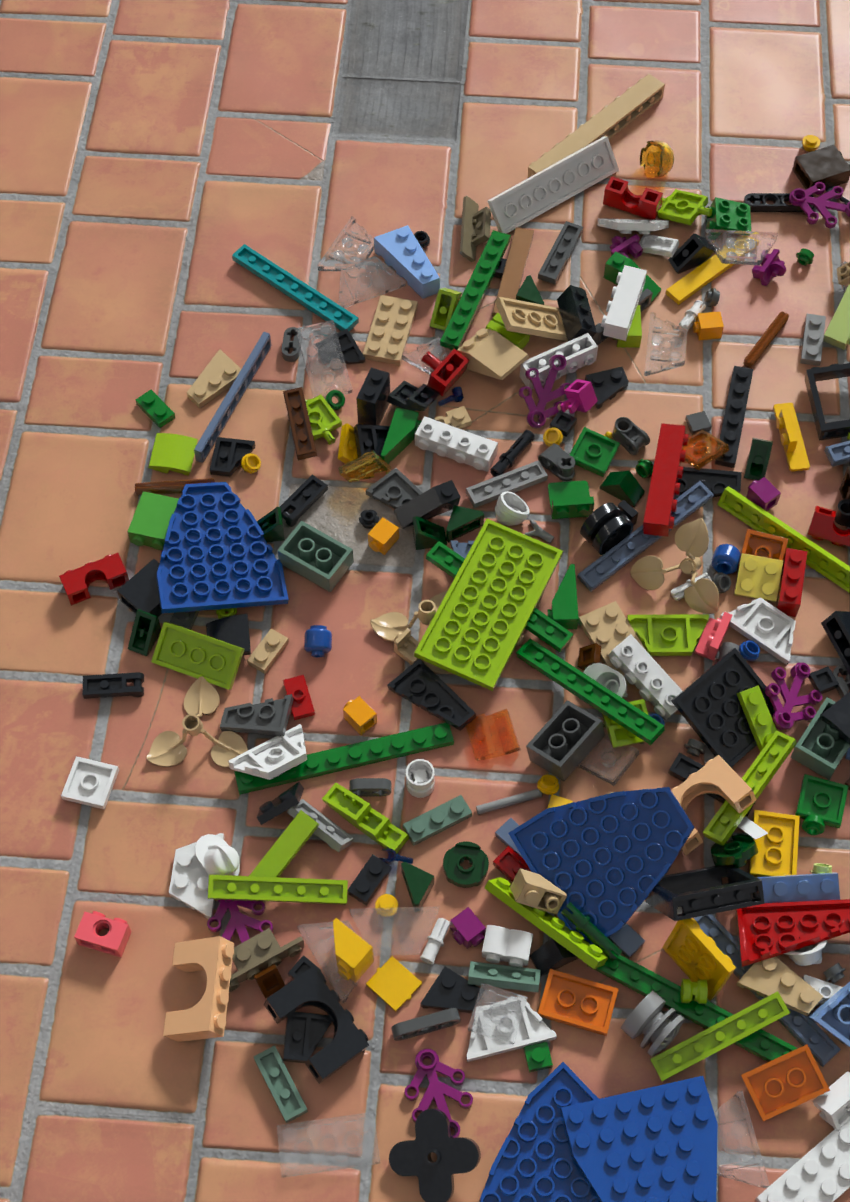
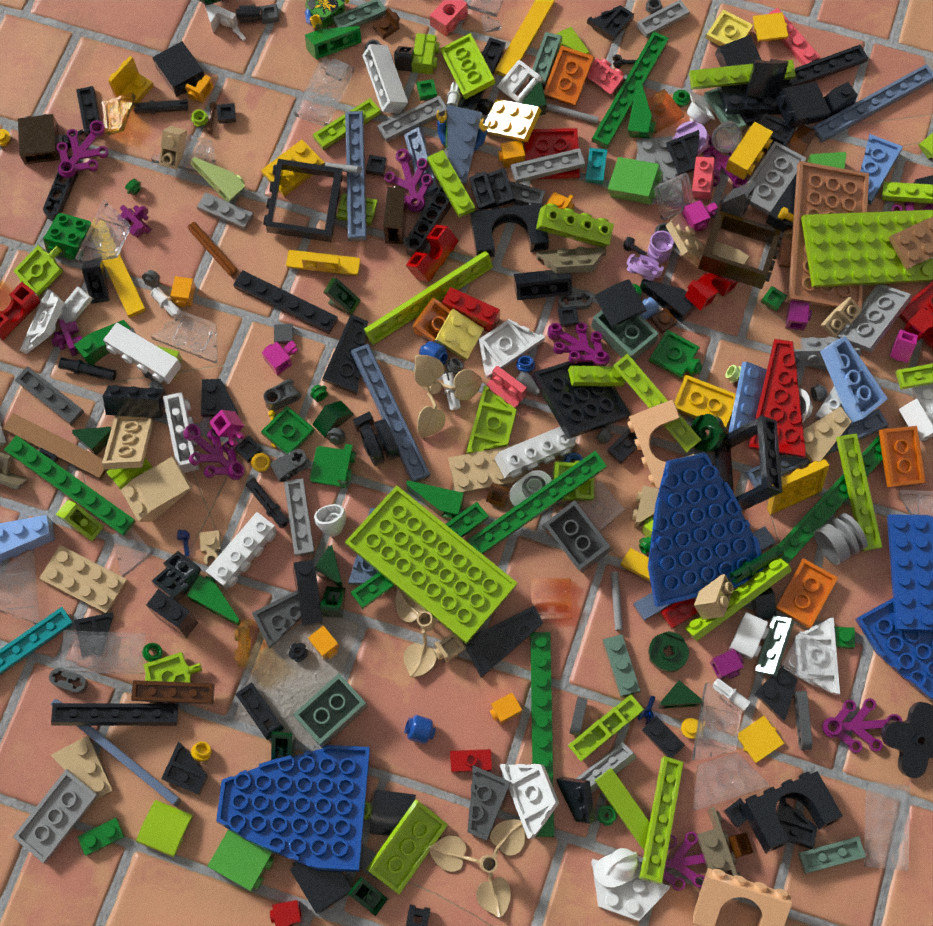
camera: 75 degrees left, 10 degrees up
(165, 367) = (55, 816): none -> light grey plate
(167, 486) = (203, 834): dark orange axle -> none
(266, 383) = (113, 714): none -> black plate
(268, 651) = (414, 779): tan plate -> none
(268, 834) = (607, 821): none -> green plate
(347, 445) = (211, 650): yellow plate -> none
(351, 952) = (741, 767): yellow slope -> none
(370, 438) = (215, 630): black wing -> none
(420, 778) = (582, 669): white wheel -> none
(445, 371) = (158, 538): red brick -> none
(538, 531) = (357, 502): light grey bar -> none
(548, 784) = (611, 563): yellow plate -> none
(598, 273) = (80, 367): none -> black pin
(602, 494) = (336, 436): none -> dark grey plate
(664, 480) = (344, 378): red brick -> none
(669, 415) = (278, 357): none -> dark pink brick
(694, 991) = (820, 499): lime wheel -> none
(703, 449) = (315, 340): clear orange plate -> none
(751, 828) = (693, 412): white sticker -> none
(763, 494) = (379, 304): magenta brick -> none

